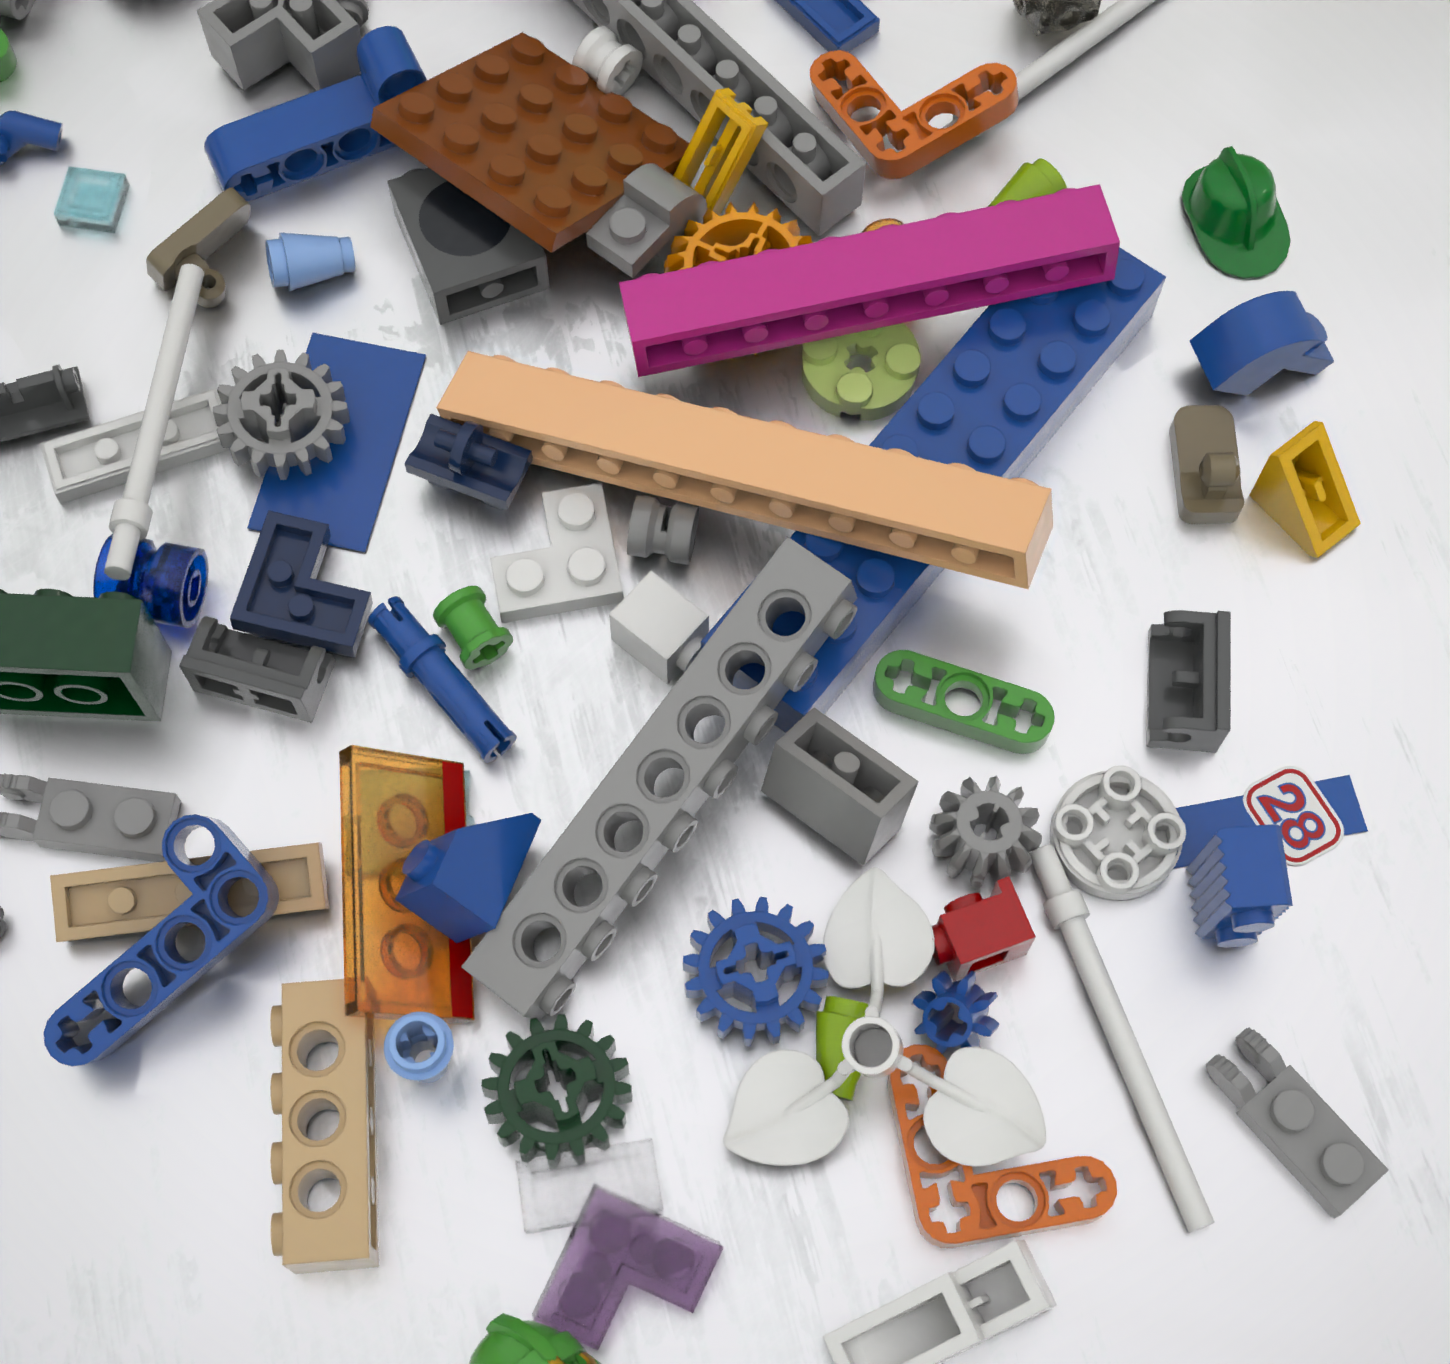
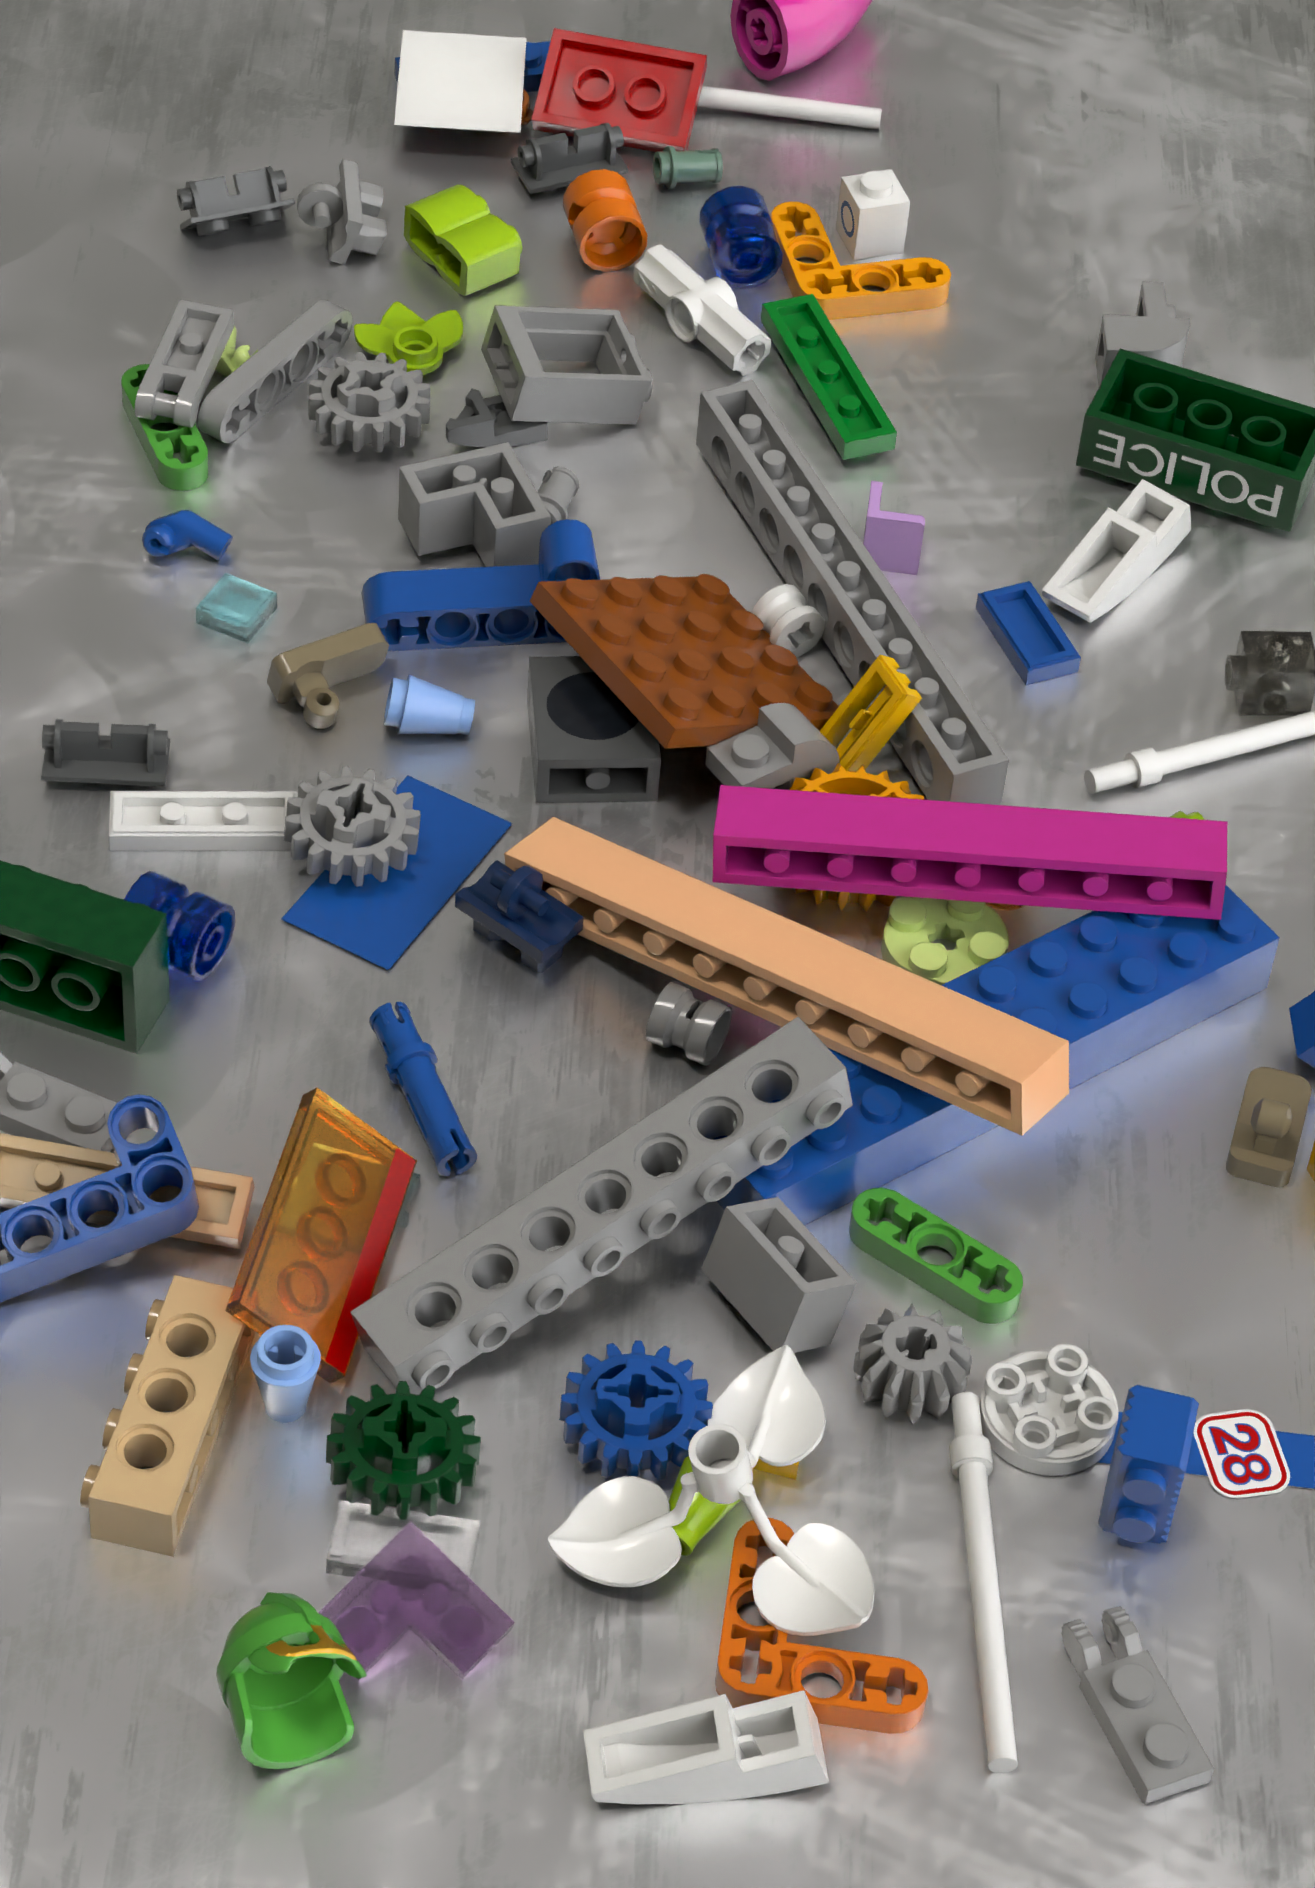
camera: 15 degrees right, 20 degrees down
(132, 513) = (182, 851): white bar -> none
(256, 670) = (245, 1035): dark grey hinge -> none
(285, 598) = (301, 980): dark blue plate -> none
(467, 875) = (384, 1235): blue slope -> none
(472, 627) = (472, 1063): bright green bush -> none
(573, 572) = (581, 1041): white plate -> none
(659, 627) = (642, 1086): white brick -> none
(910, 128) = (1161, 740): orange beam -> none
(938, 1014) = (809, 1483): blue gear -> none
(982, 931) = (874, 1446): red brick -> none
(1189, 681) = (1174, 1300): dark grey hinge -> none

